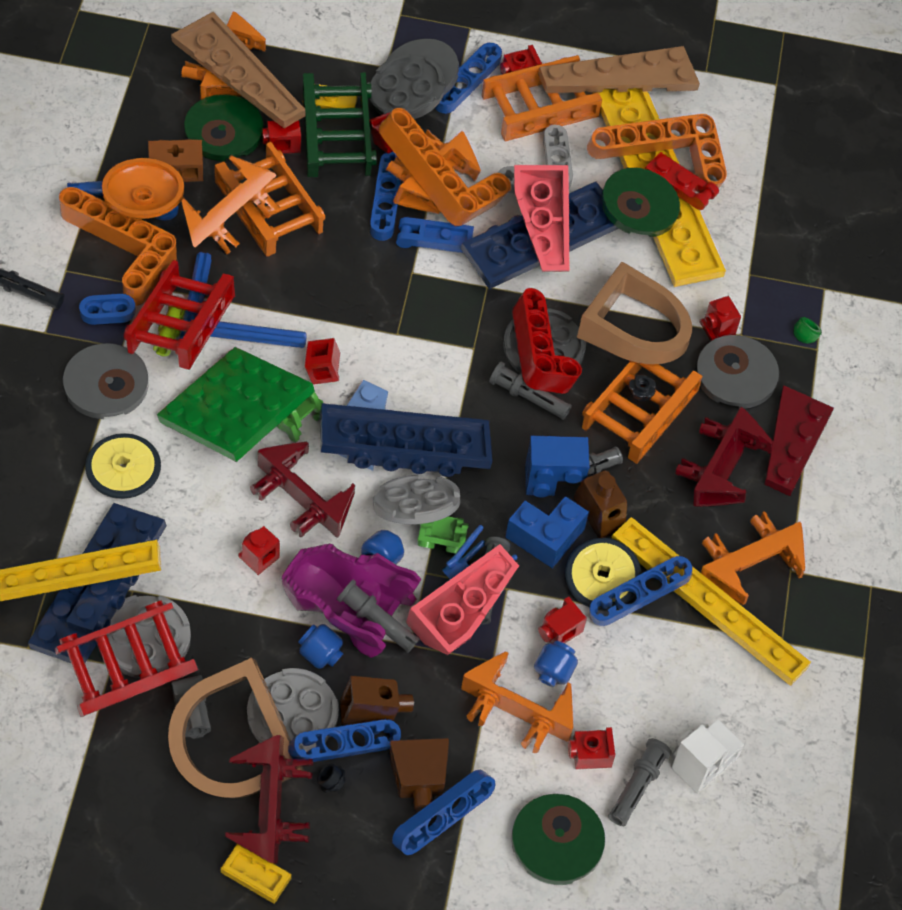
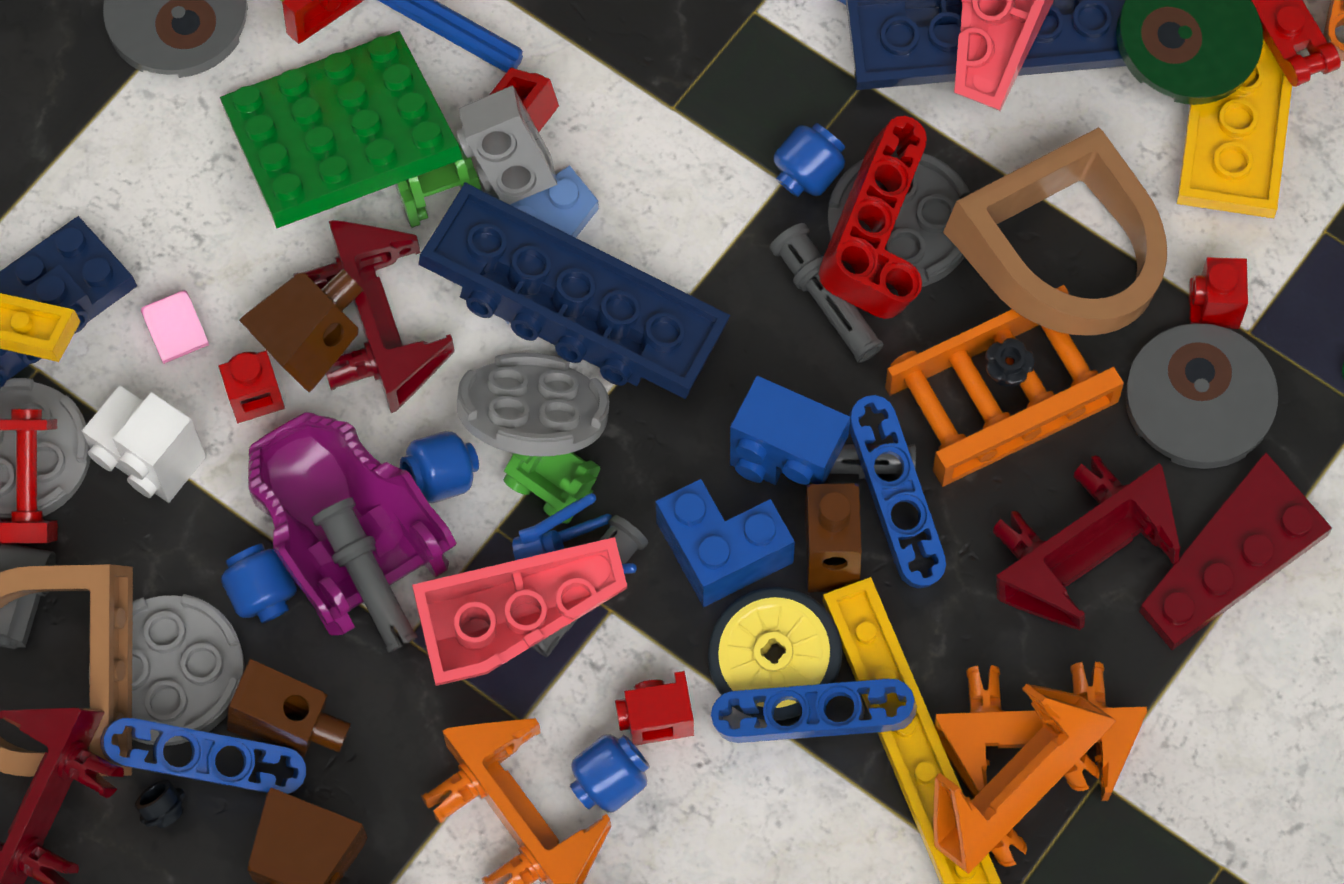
camera: 35 degrees right, 10 degrees up
(112, 480) = (143, 183): light yellow wheel -> none
(198, 538) = (174, 326): none -> bright pink slope
(220, 600) = (146, 442): none -> white brick
(276, 506) = (305, 325): none -> reddish brown torso
(332, 377) = (506, 146): none -> light grey brick
(485, 331) = (809, 160): none -> blue head
(625, 467) = (904, 489): none -> blue beam
(754, 609) = (972, 828): none -> orange hose

